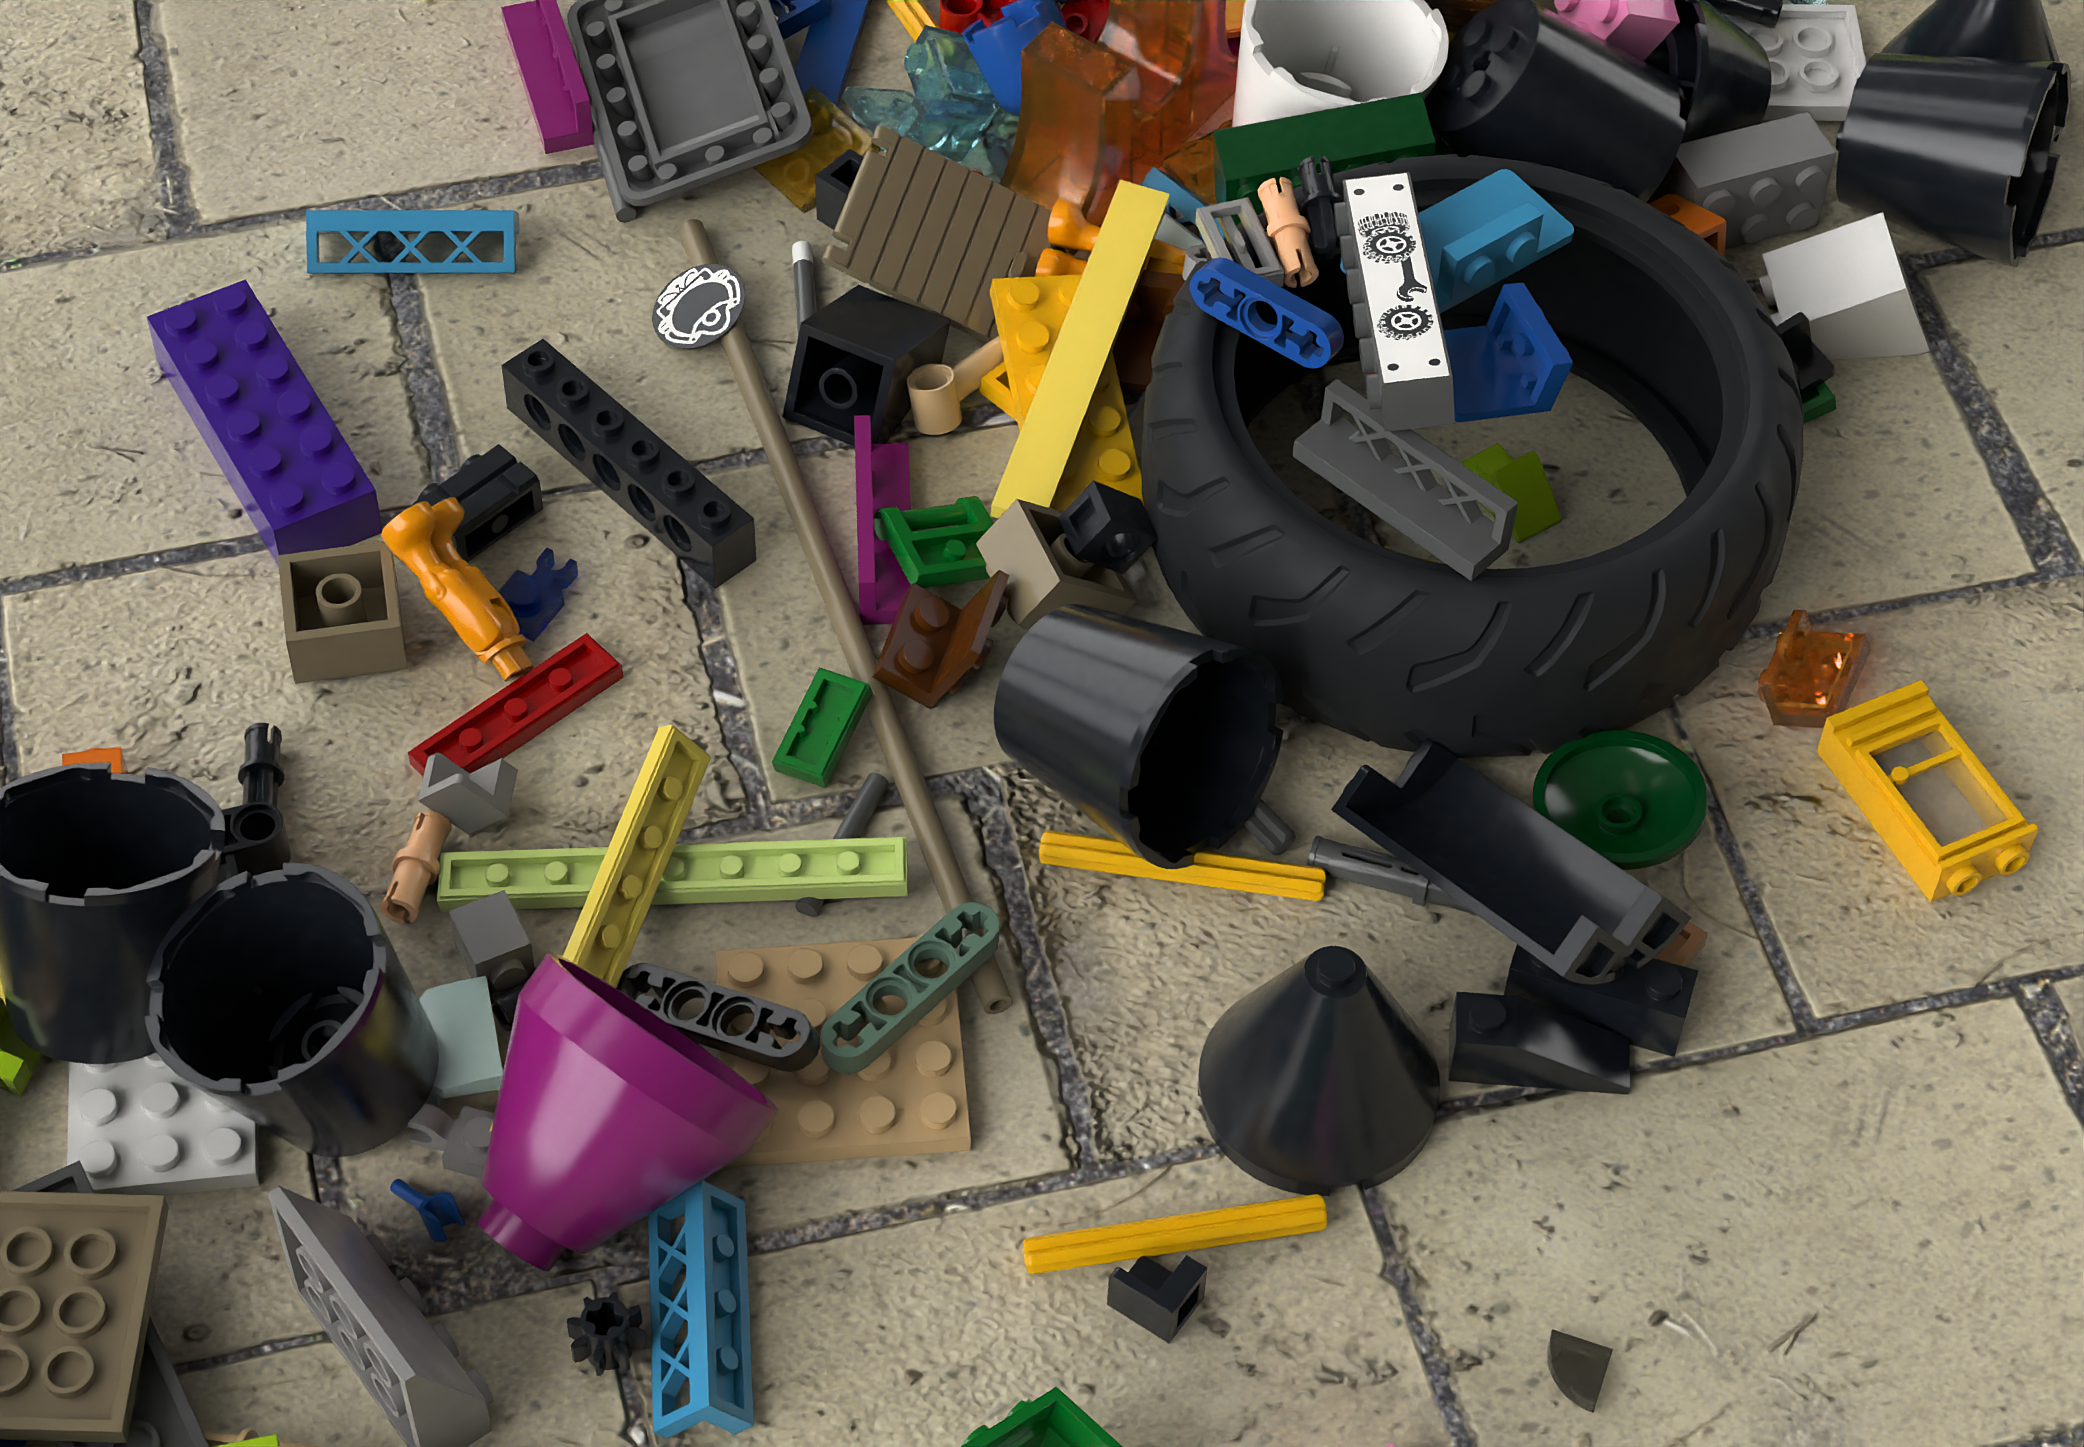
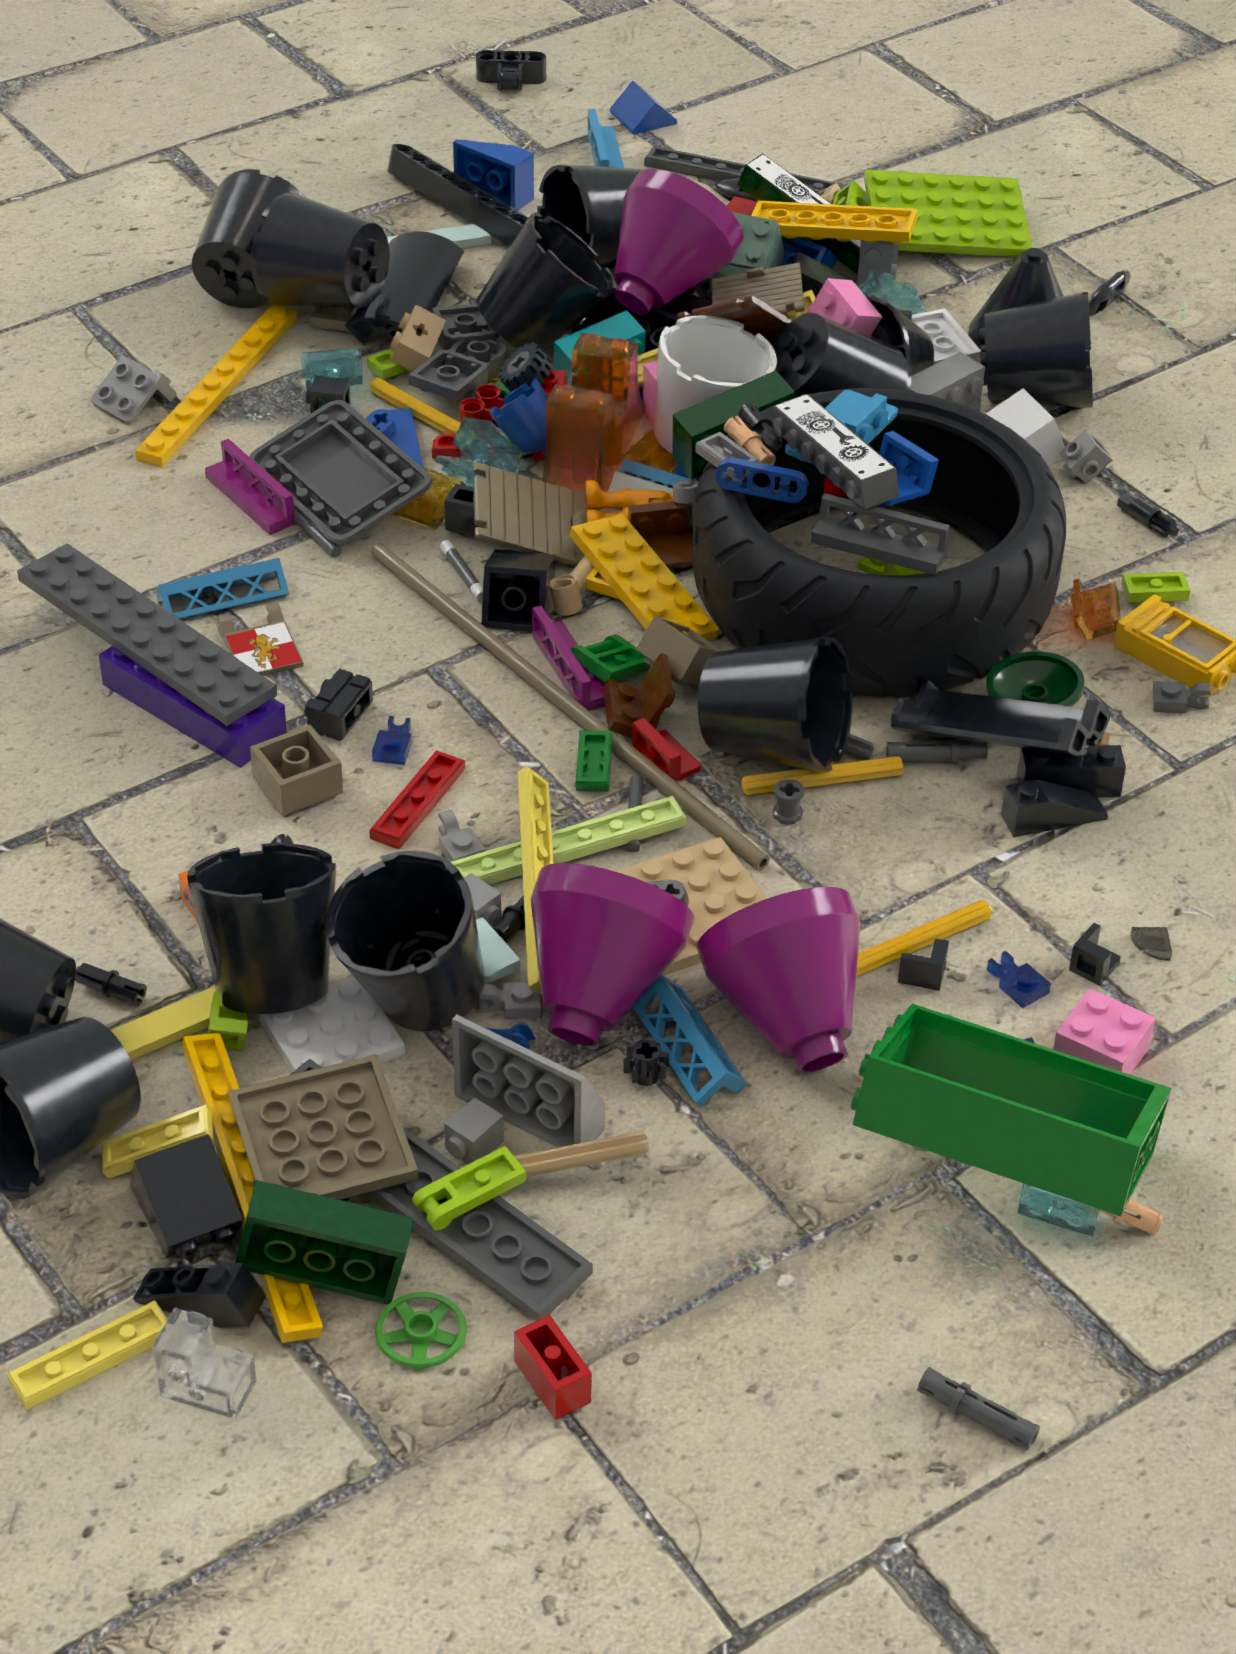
camera: 20 degrees left, 10 degrees down
(229, 306) = (148, 634): none -> dark grey plate
(270, 1375) = (473, 1131): none -> light grey brick
(422, 363) = (263, 647): none -> flag
(456, 588) = (358, 741): light orange piece -> none
(467, 798) = (421, 836): light grey panel -> none
(535, 819) = (457, 842): none -> light grey plate
(630, 463) = (413, 663): black brick -> none
(698, 306) = (405, 583): black sticker -> none
(888, 64) = (444, 446): none -> red tile
(891, 1265) = (790, 971): none -> magenta cone
(904, 981) = (718, 860): sand green beam -> none
(948, 743) = (663, 750): none -> red panel
(1082, 348) = (640, 545): light yellow tile -> none
(1093, 900) = (788, 797): none -> dark grey bush
(1108, 527) = (705, 621): black brick -> none
(1307, 1375) = (1019, 982): none -> clear blue plate
(1319, 1079) = (952, 840): black cone -> none
(1455, 1368) = (1091, 959): none -> black panel
(1869, 886) = (1175, 698): none -> dark grey plate
(1944, 658) = (1167, 585): none -> lime plate
(1947, 366) = (1085, 457): none -> light grey brick
(2010, 513) = (1152, 517): none -> black piece

